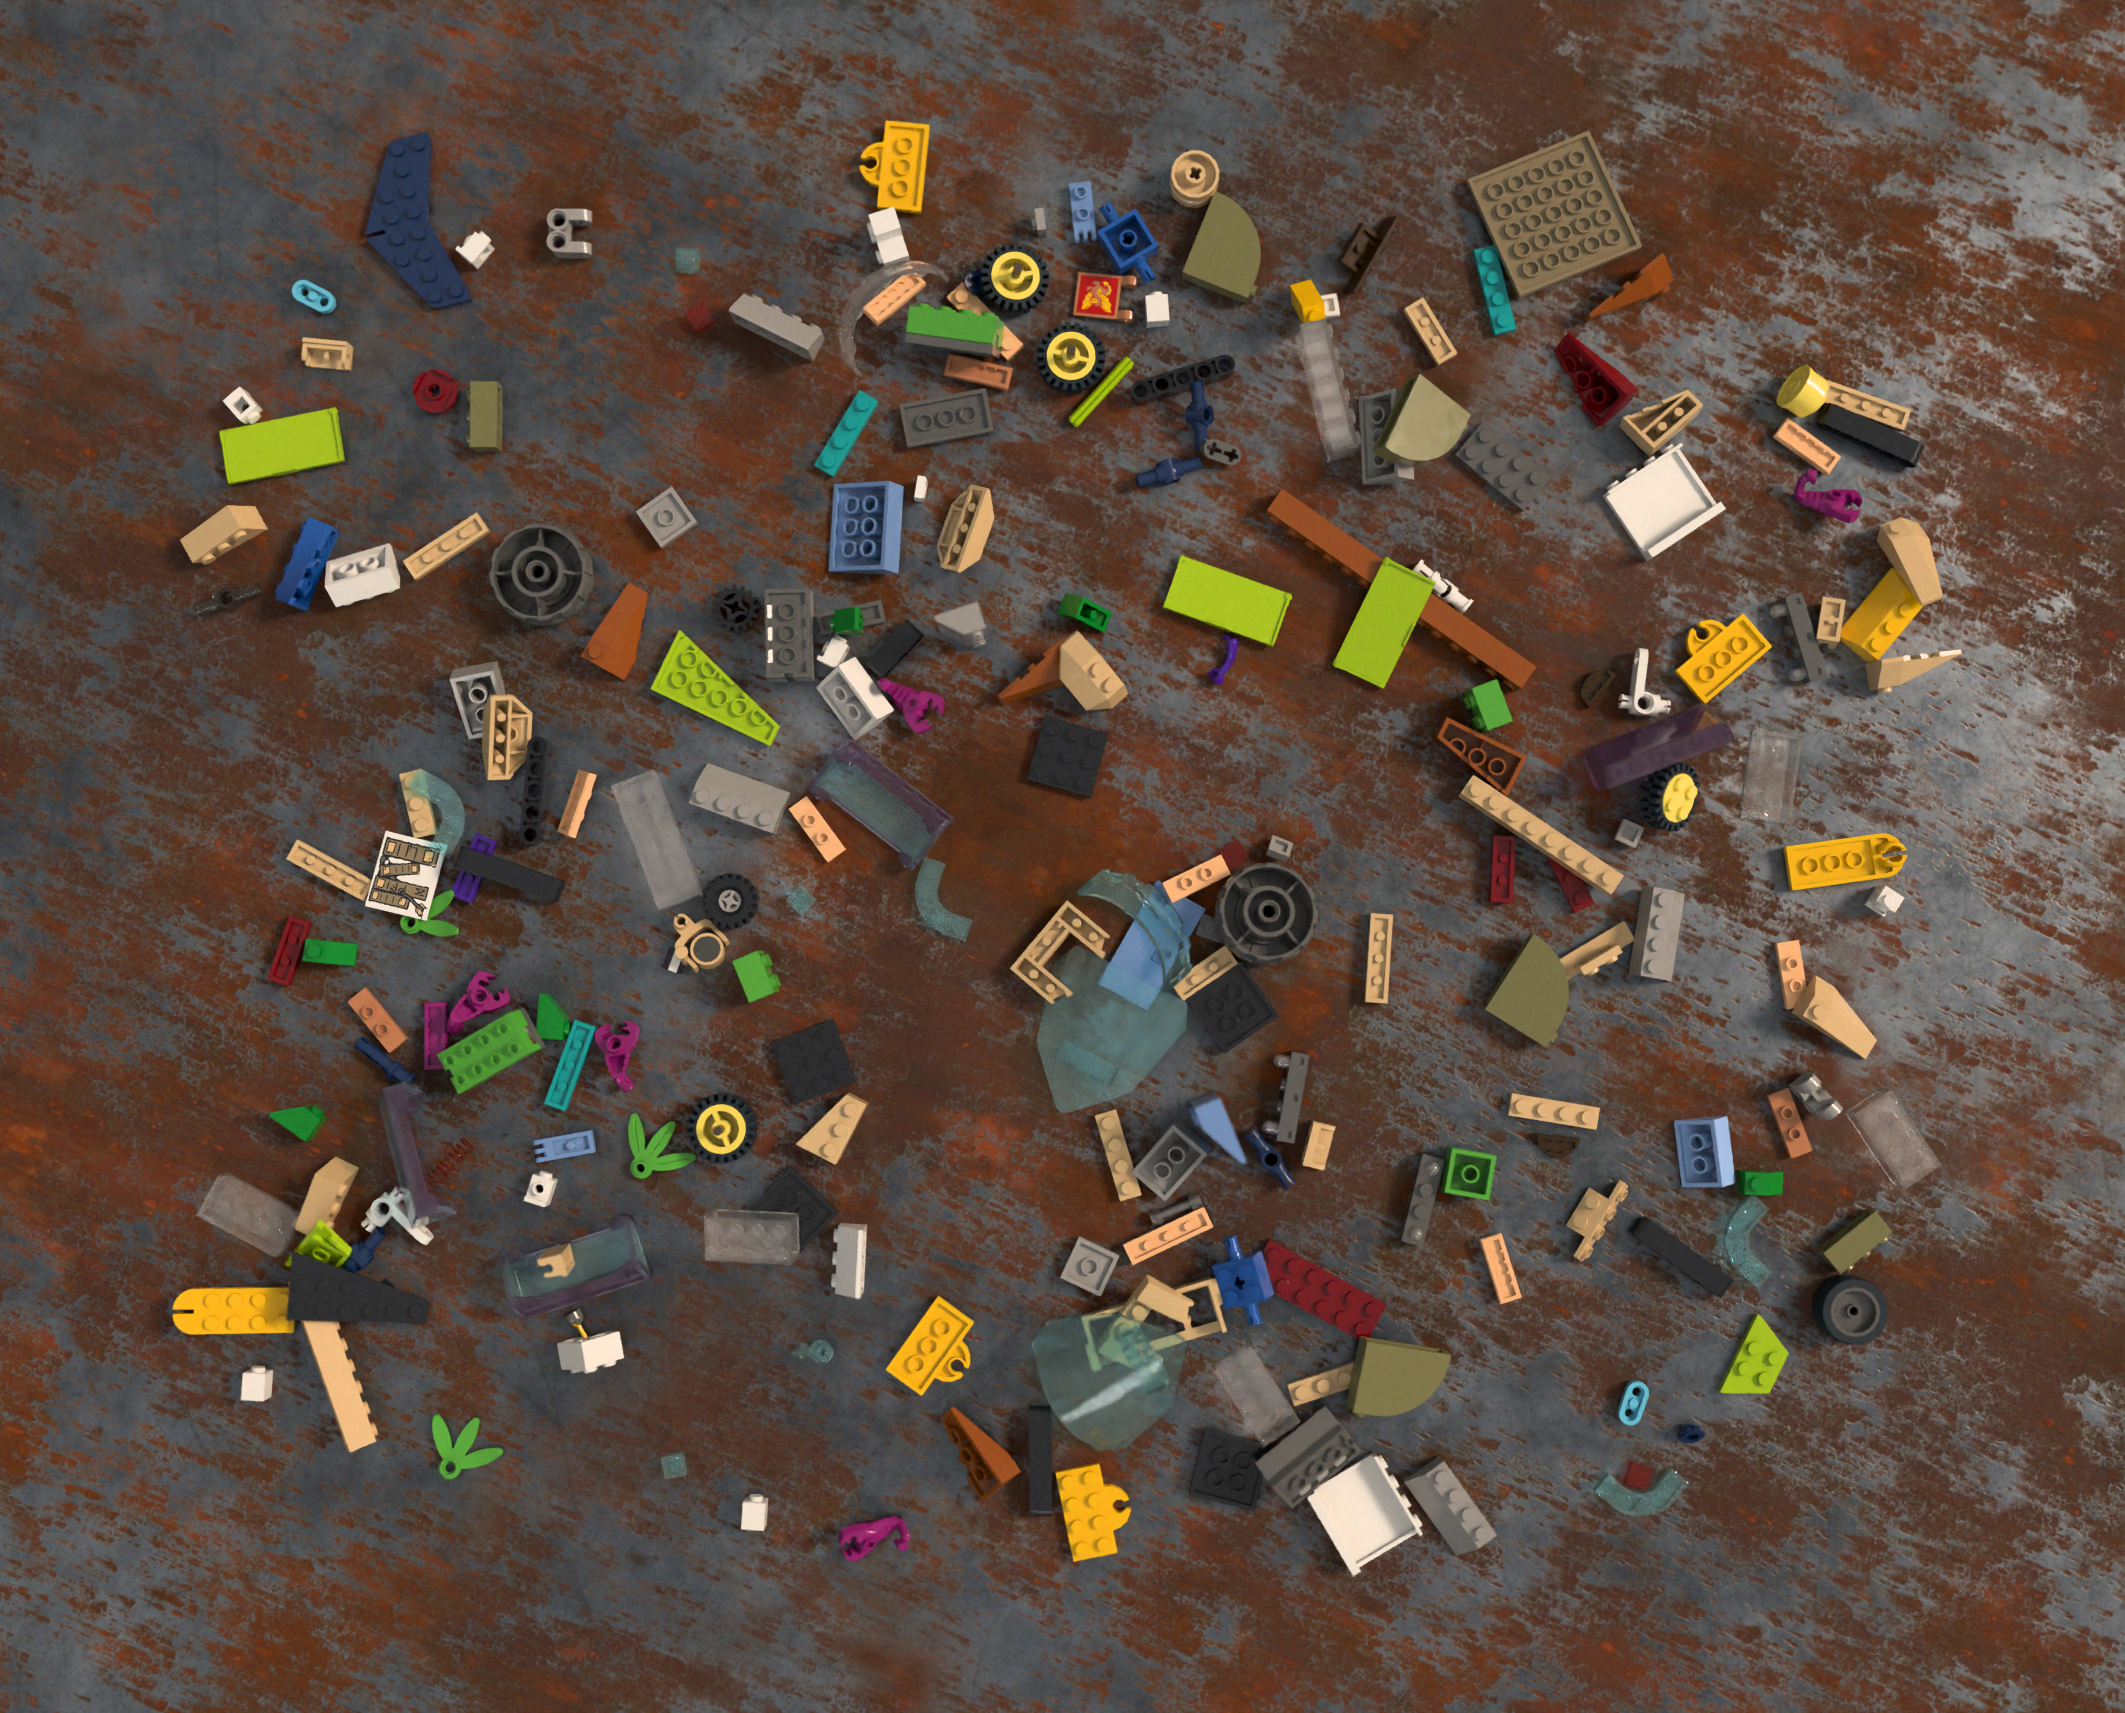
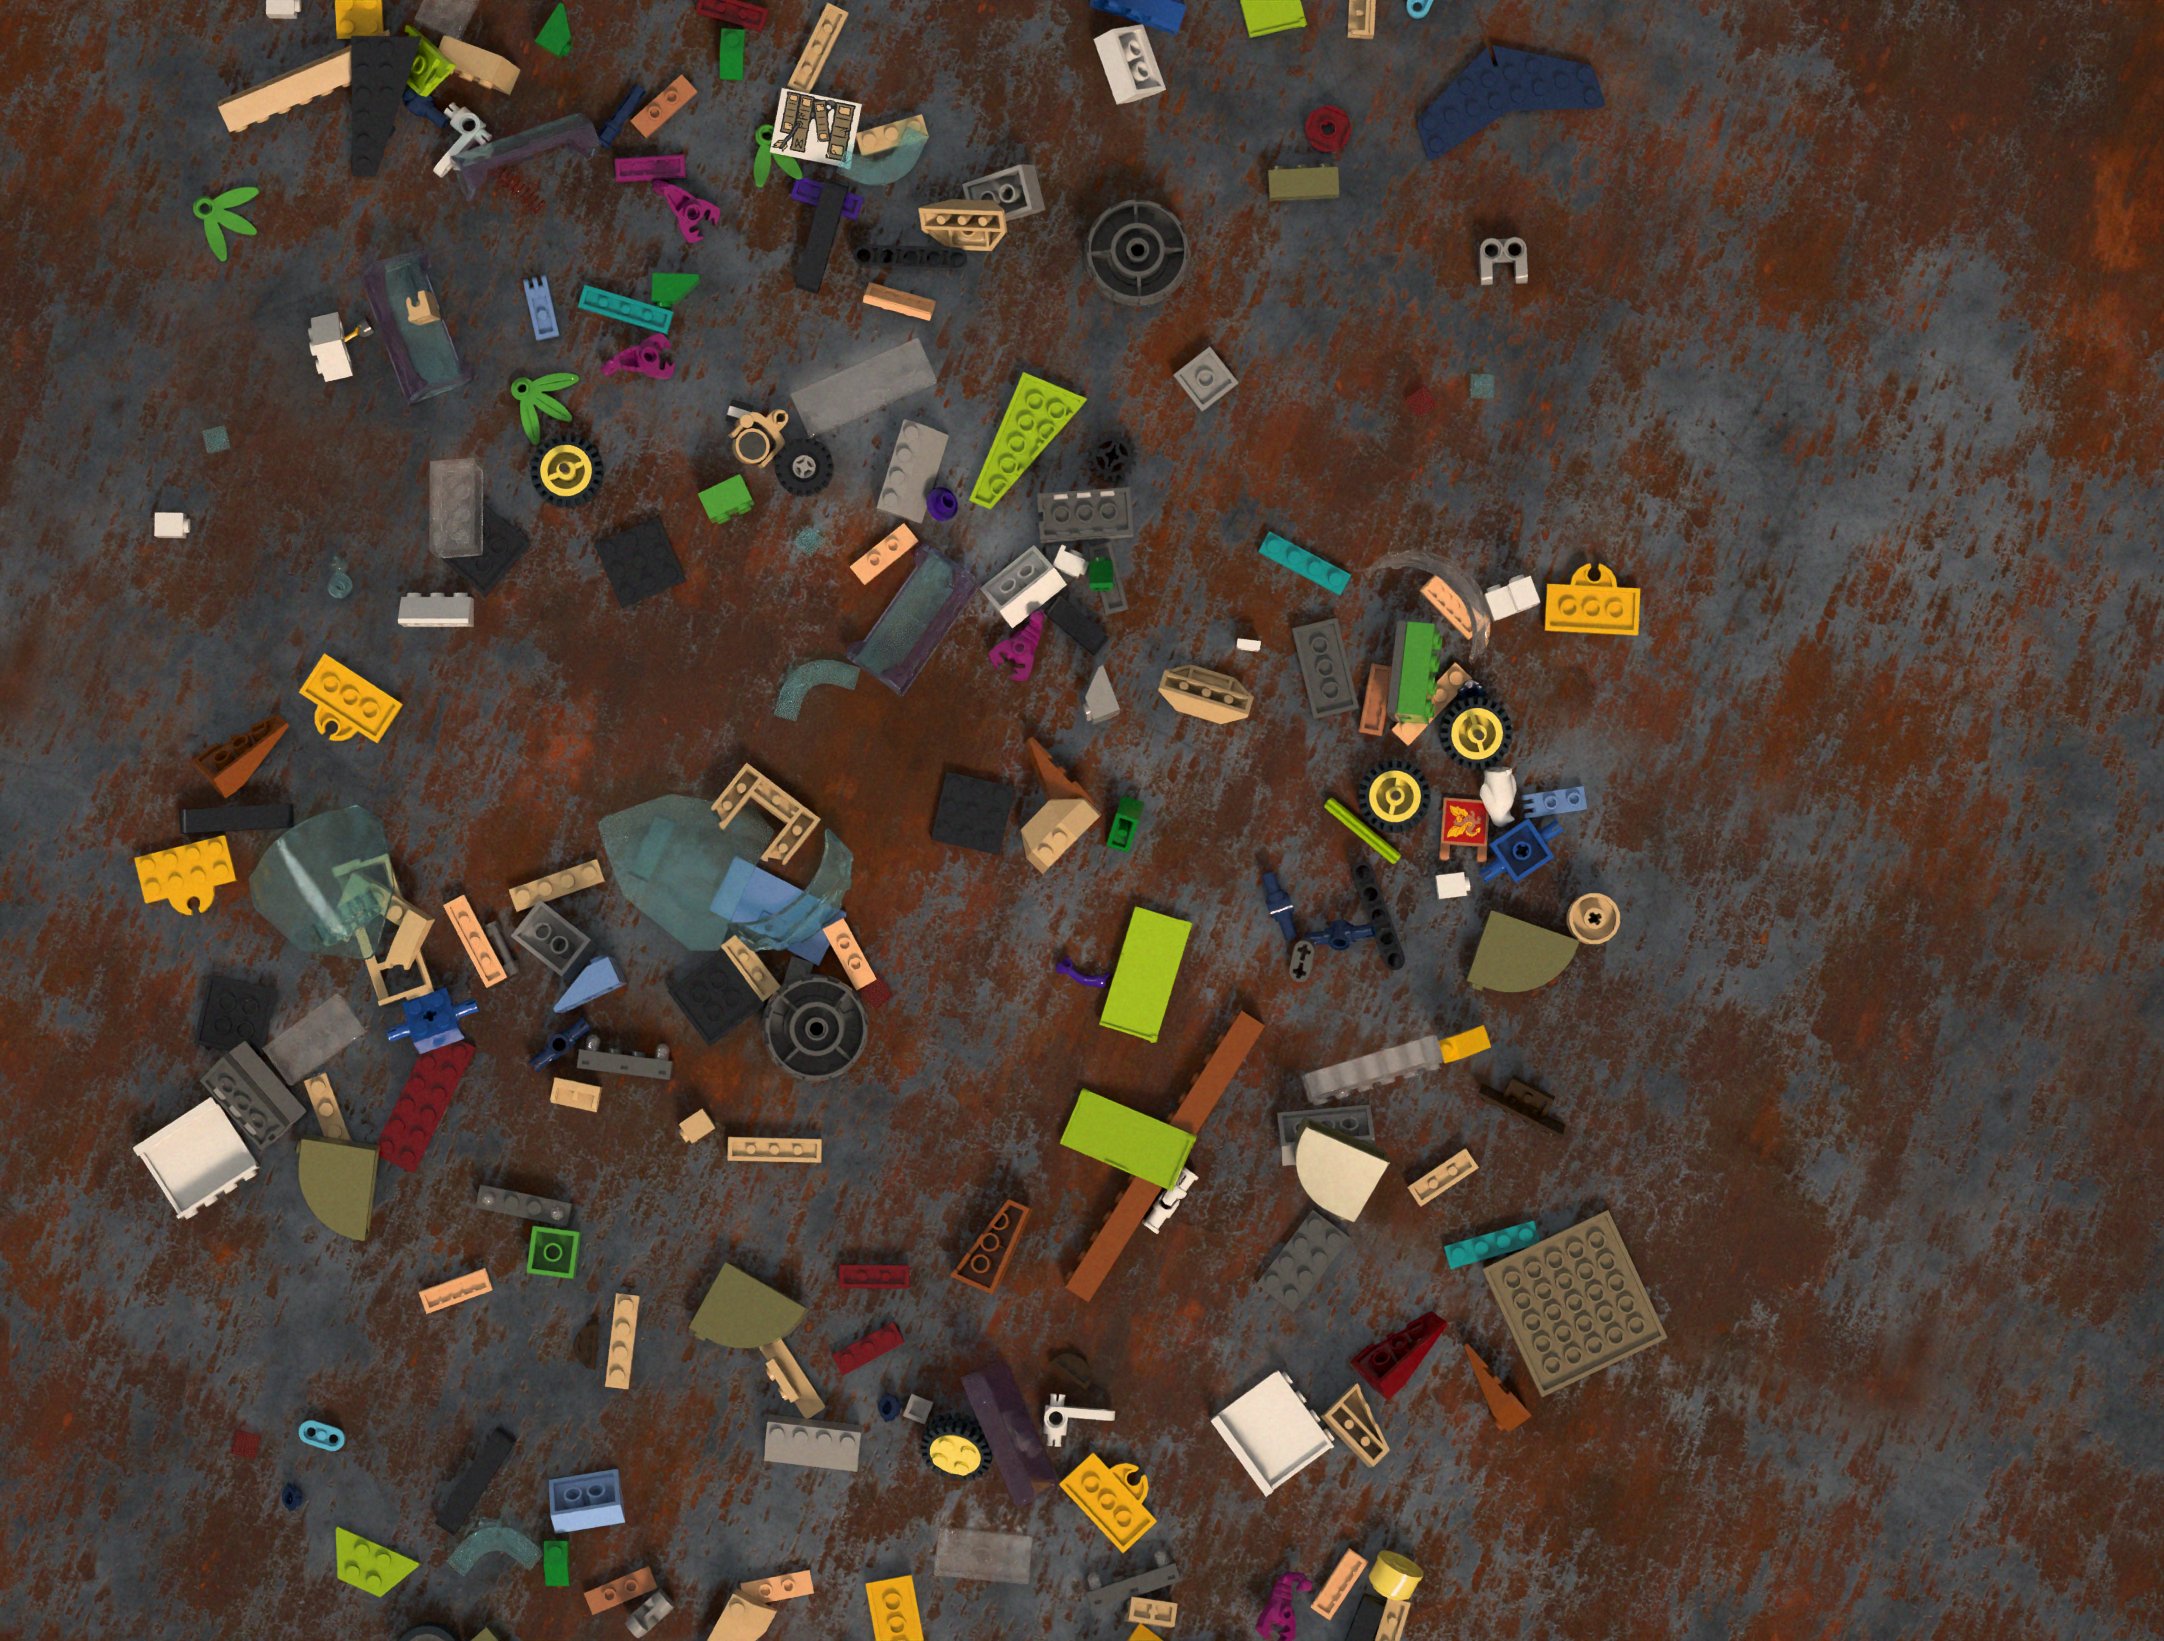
camera: 85 degrees right, 0 degrees up
(446, 546) = (1164, 150): tan plate -> none
(476, 249) = (1481, 163): white brick -> none
(491, 1050) = (637, 229): bright green piece -> none
(541, 1198) = (486, 286): white brick -> none
(618, 635) = (1077, 335): dark orange wedge -> none
(772, 771) = (942, 504): none -> dark purple plate
(777, 326) = (1413, 486): light grey slope -> none
(835, 1129) = (570, 588): tan wedge -> none
(866, 528) = (1204, 589): medium blue slope -> none
(869, 1534) = (154, 645): magenta animal -> none
(1038, 222) = (1539, 755): light grey plate -> none
(1073, 261) = (1498, 794): none -> white animal
(1089, 1266) = (440, 860): light grey plate -> none
(1279, 849) = (885, 1040): light grey plate -> none
(1331, 306) = (1466, 1067): white tile -> none
(1353, 1031) = (696, 1126): none -> tan brick
(1449, 1507) = (206, 1247): light grey slope -> none
(1487, 707) = (1043, 1252): bright green brick -> none
(1541, 836) = (910, 1313): tan brick -> none
(1592, 1216) = (513, 1386): tan bracket -> none
(1626, 860) = (889, 1407): none -> dark blue animal
(1645, 1502) = (219, 1452): clear light blue plate -> none

